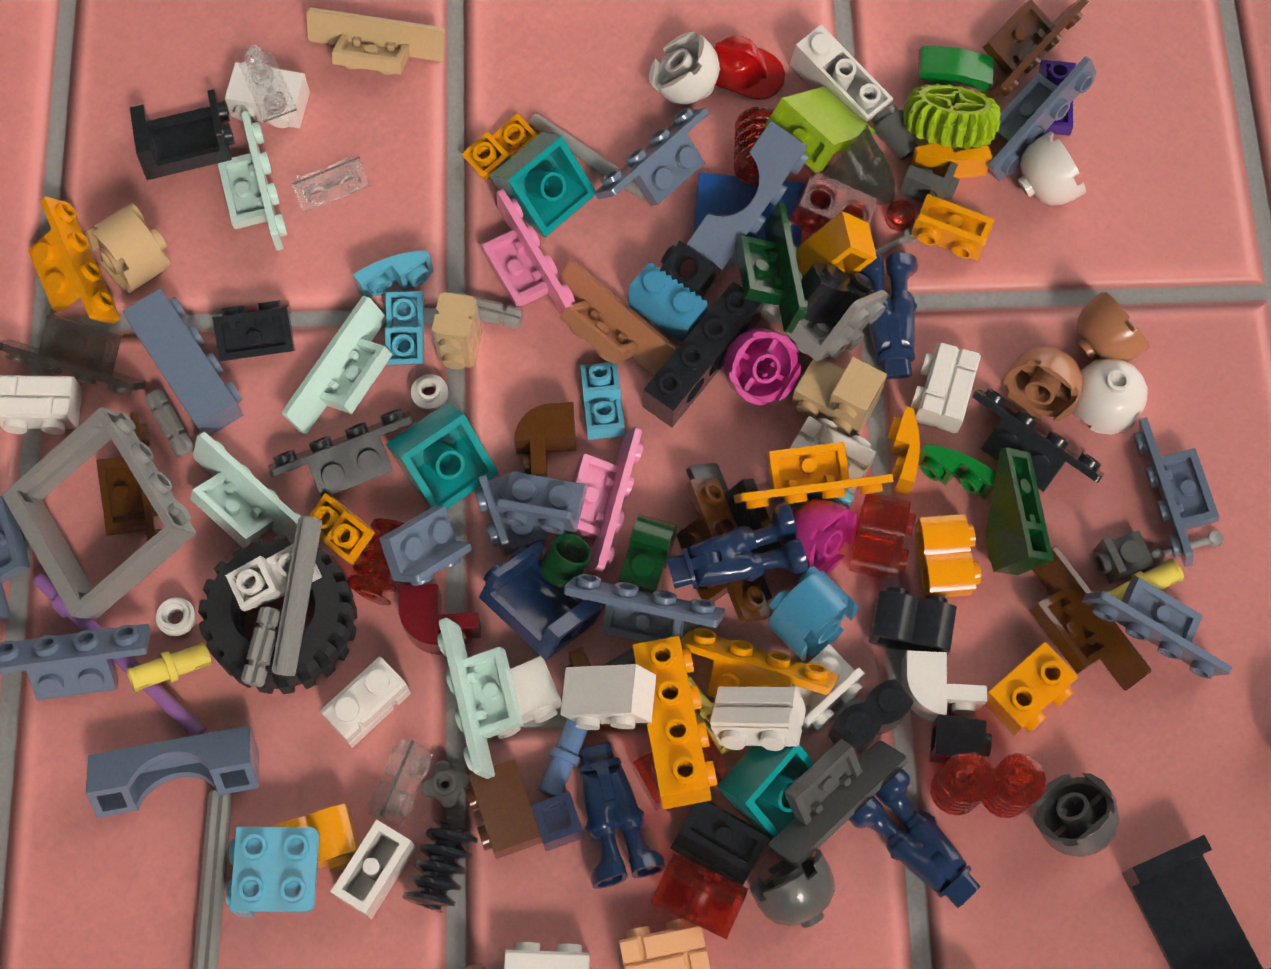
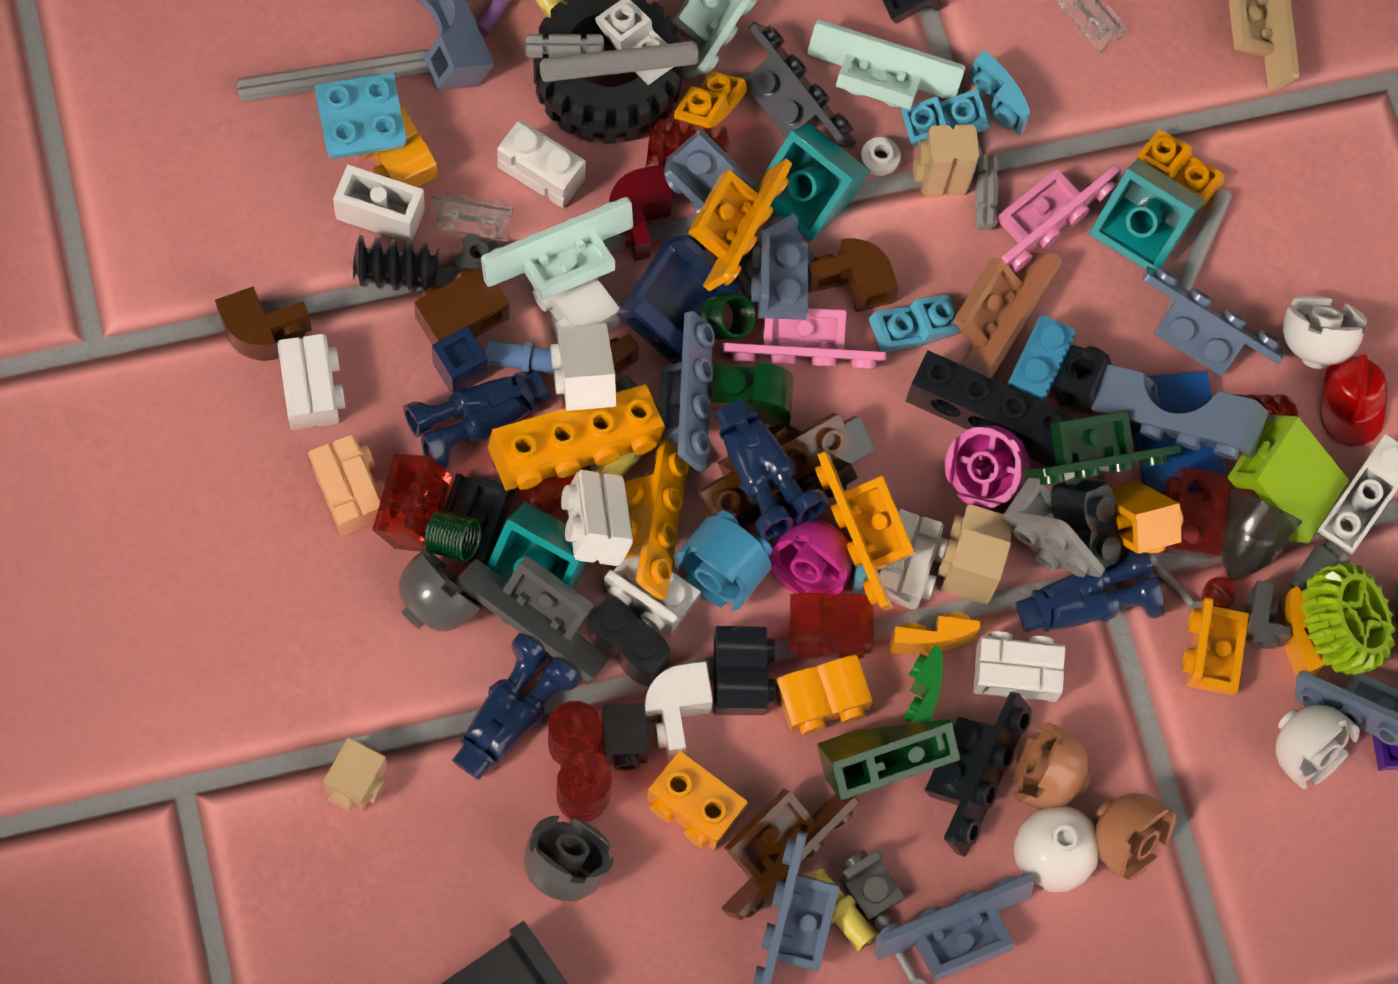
camera: 70 degrees right, 0 degrees up
(480, 527) = (733, 216): none -> light orange bracket
(745, 861) = (452, 535): none -> dark green piece

